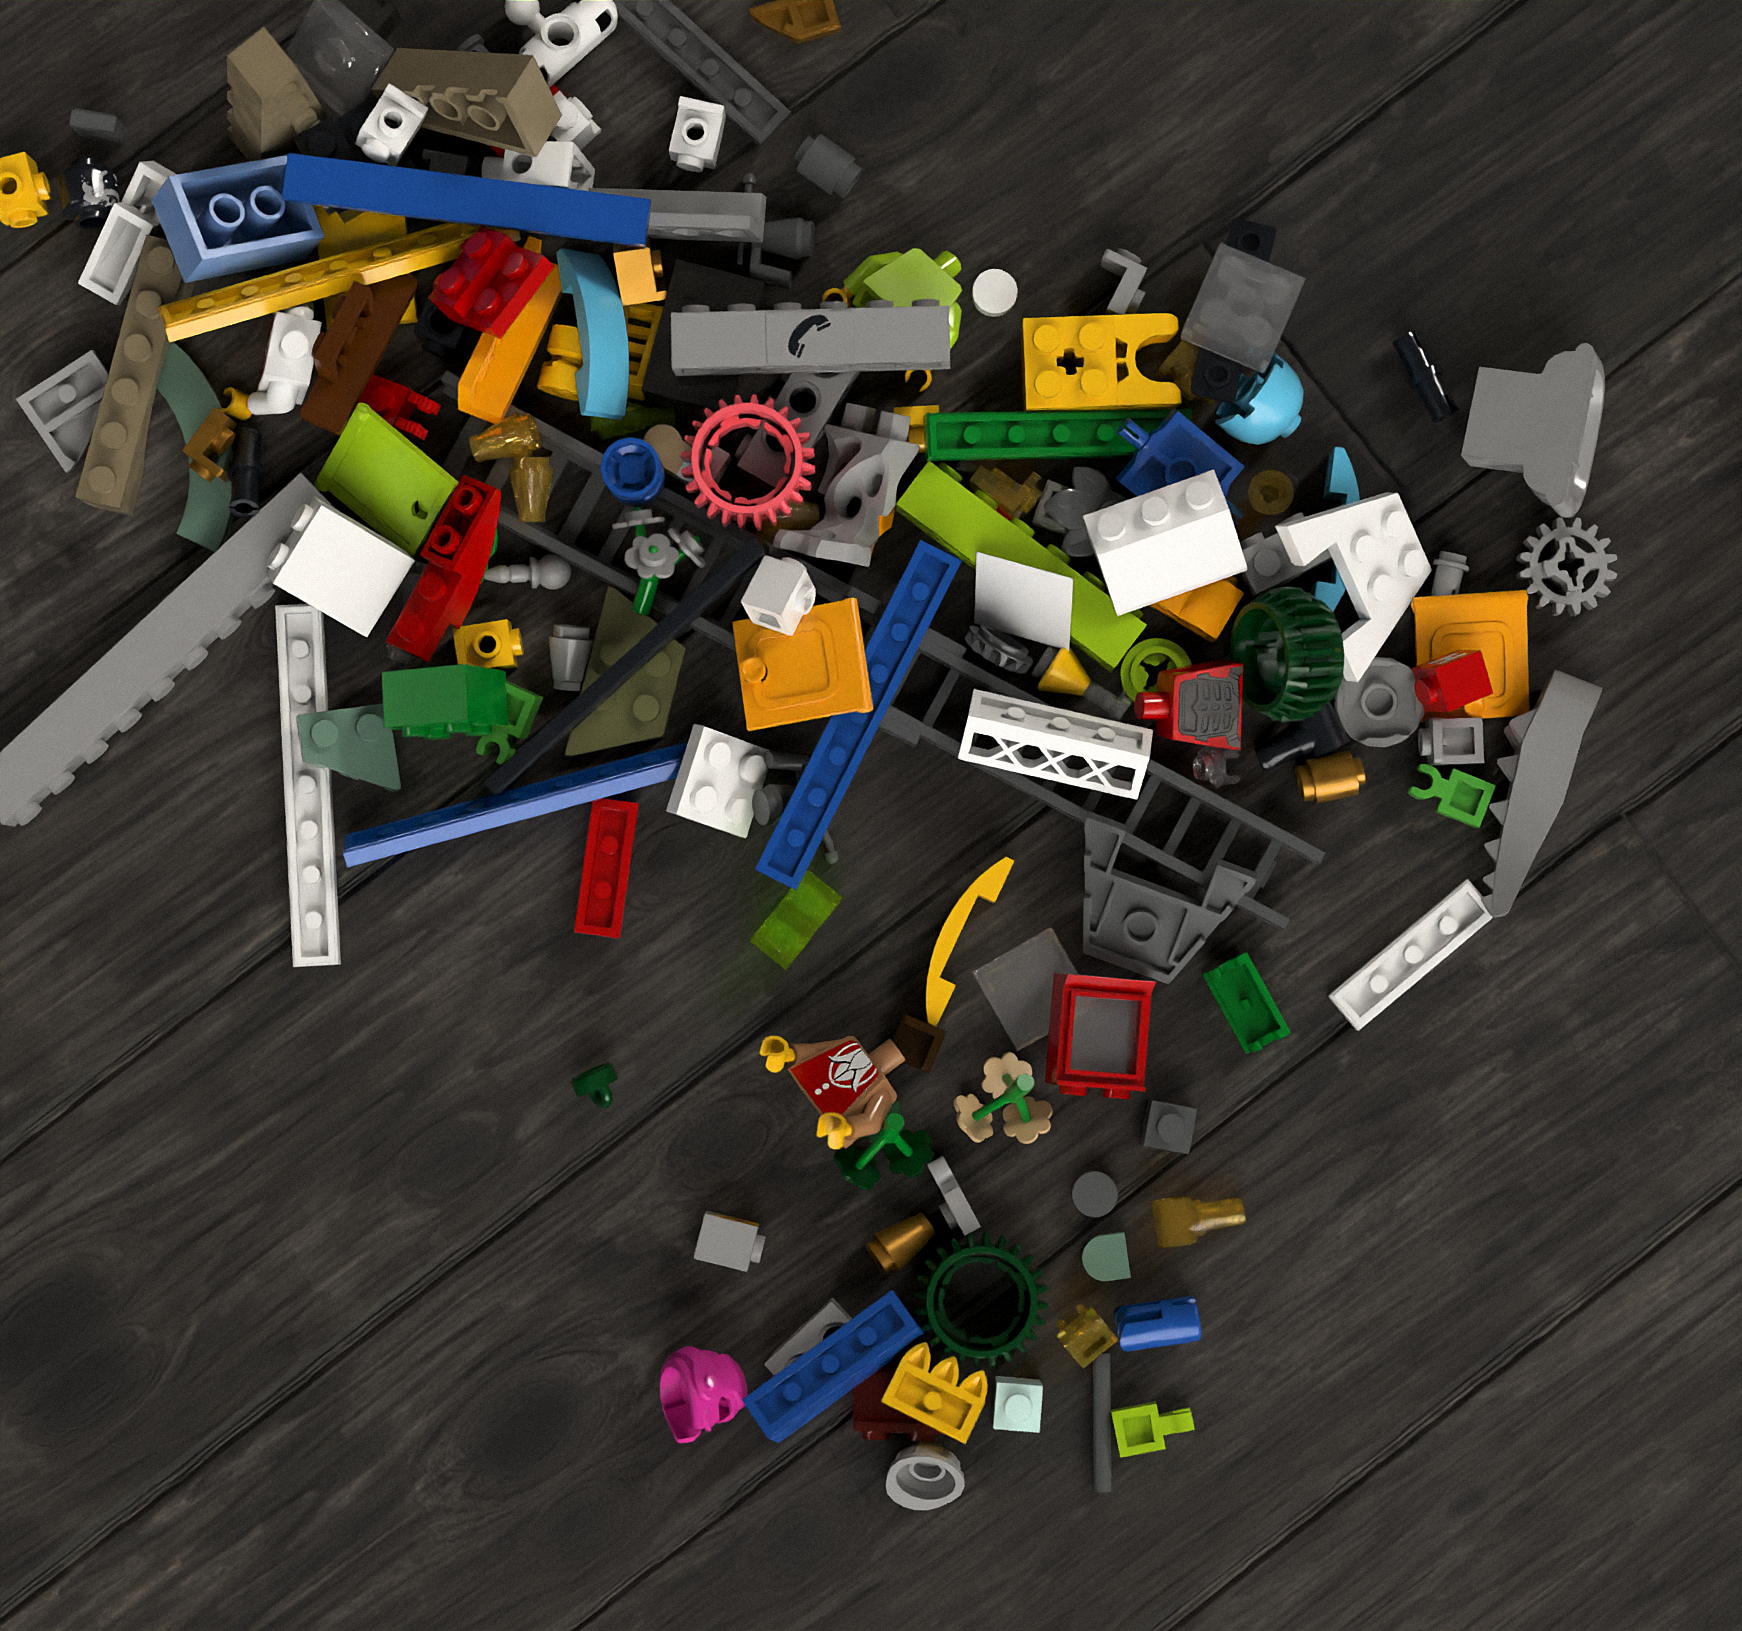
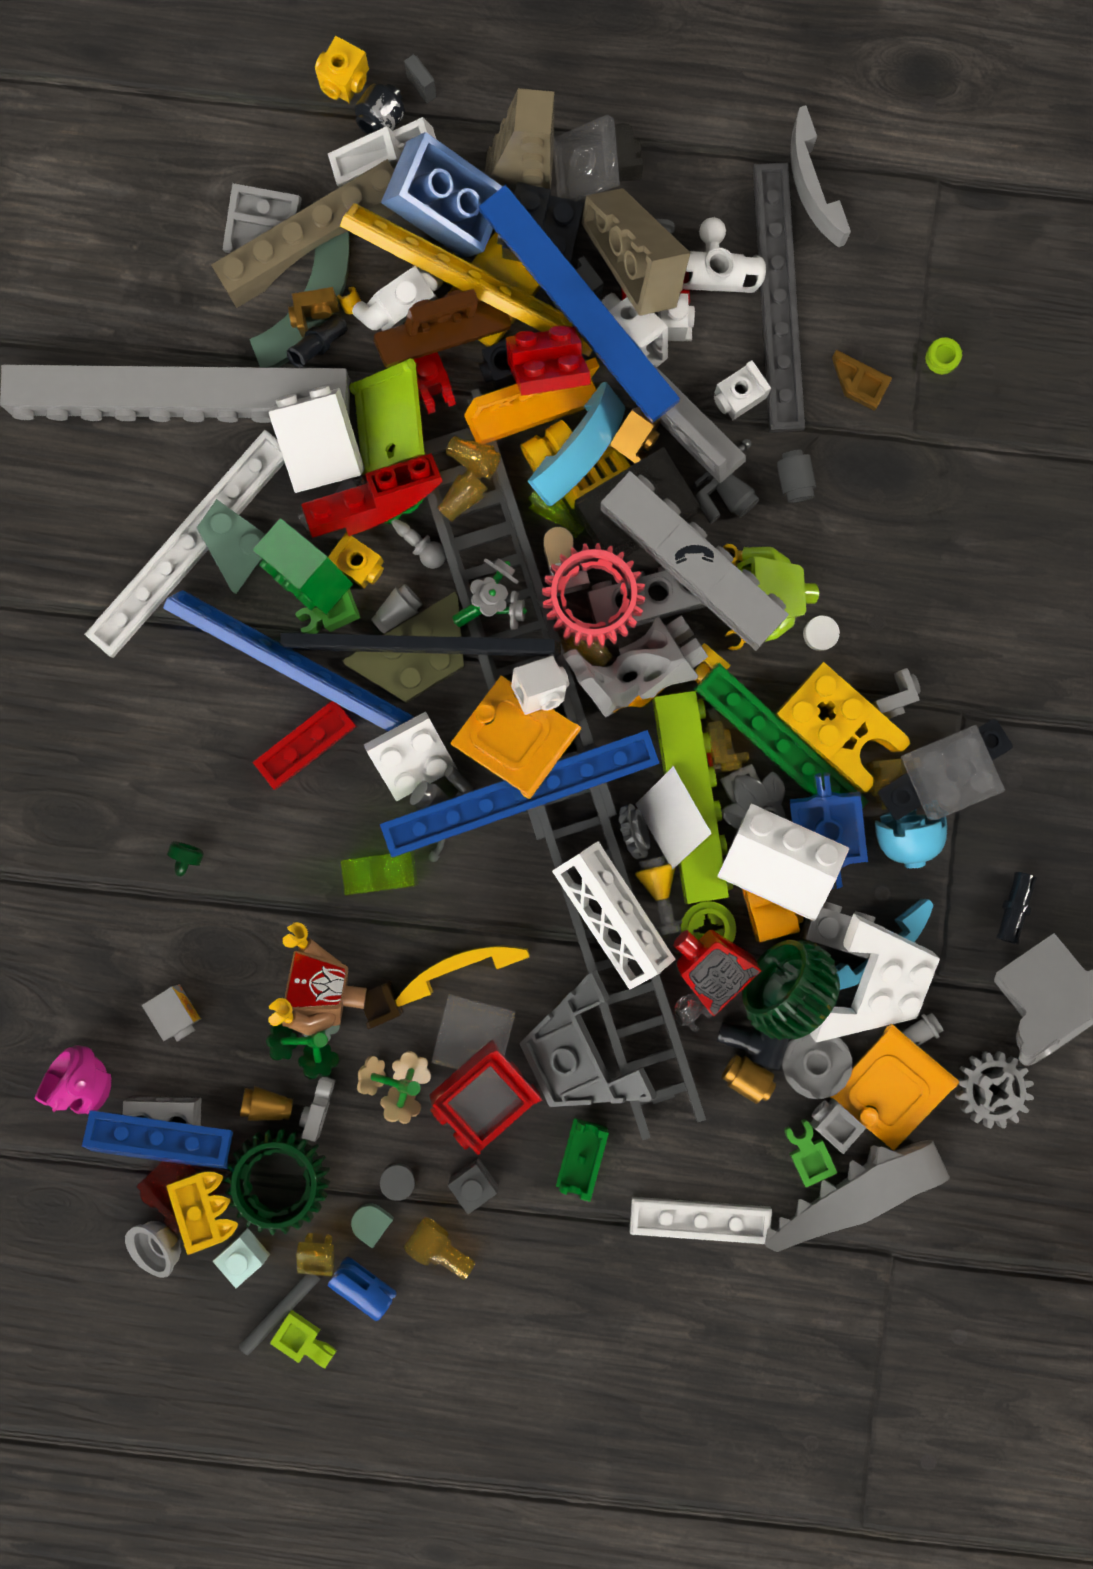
camera: 40 degrees right, 0 degrees up
(402, 115) = (589, 225): white brick -> none
(633, 472) = (524, 540): blue wheel -> none
(1275, 483) = (876, 890): clear yellow cone -> none
(1452, 681) = (869, 1093): red brick -> none

